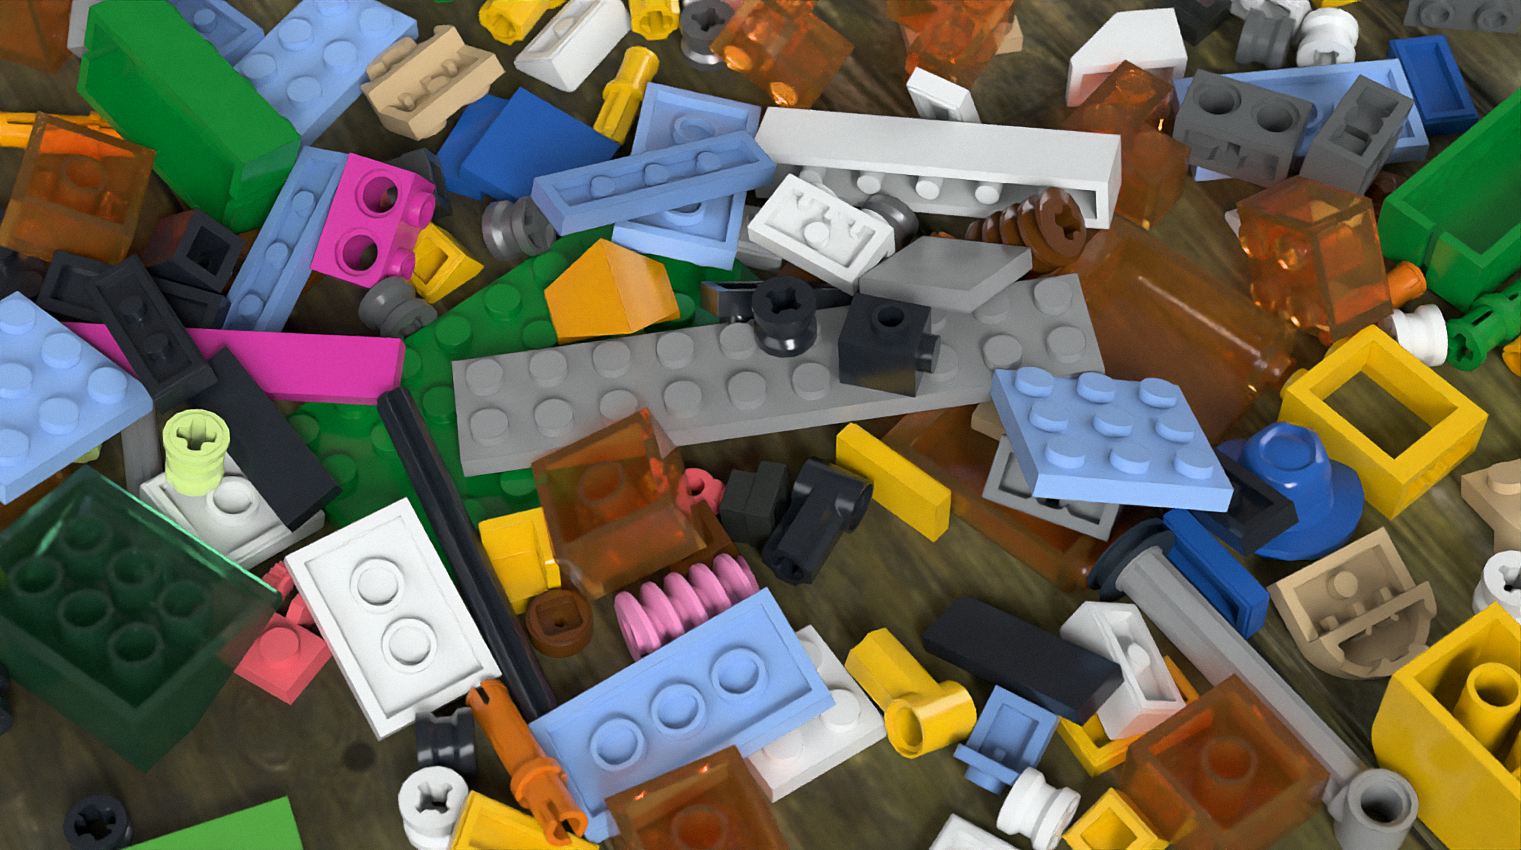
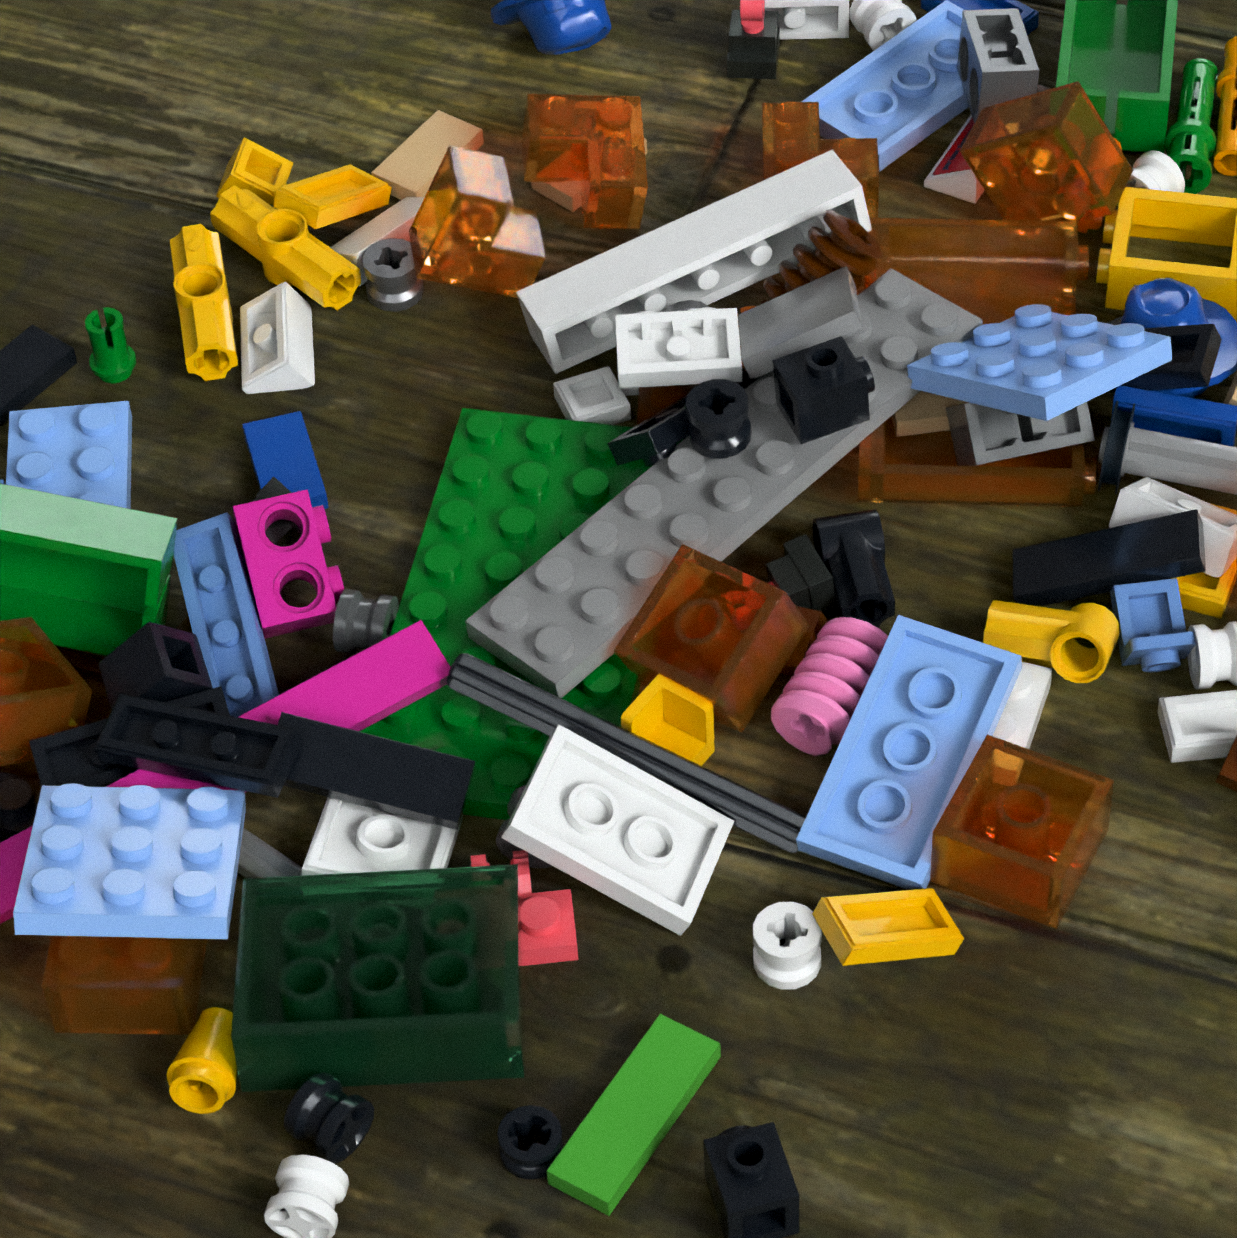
camera: 35 degrees left, 5 degrees down
(195, 451) = (336, 807): yellowish green bush -> none
(425, 83) = (195, 439): tan slope -> none
(441, 264) = (358, 564): yellow slope -> none
(447, 741) = (746, 892): black wheel -> none
(516, 229) = (399, 500): flat silver wheel -> none
(531, 142) = (357, 444): blue tile -> none
(536, 779) = (851, 865): orange pin -> none
(559, 623) = (739, 756): reddish brown tile -> none
(609, 294) = (536, 502): light orange slope -> none
(626, 94) = (372, 358): yellow axle -> none
(652, 182) = (505, 387): medium blue plate -> none
(699, 231) = (503, 380): light blue plate -> none
(897, 482) = (902, 502): yellow tile -> none
(941, 99) = (656, 205): white tile -> none
(1141, 37) = (738, 105): white slope -> none
(1241, 128) = (899, 104): dark grey brick -> none
(1265, 40) = (835, 40): dark grey wheel -> none

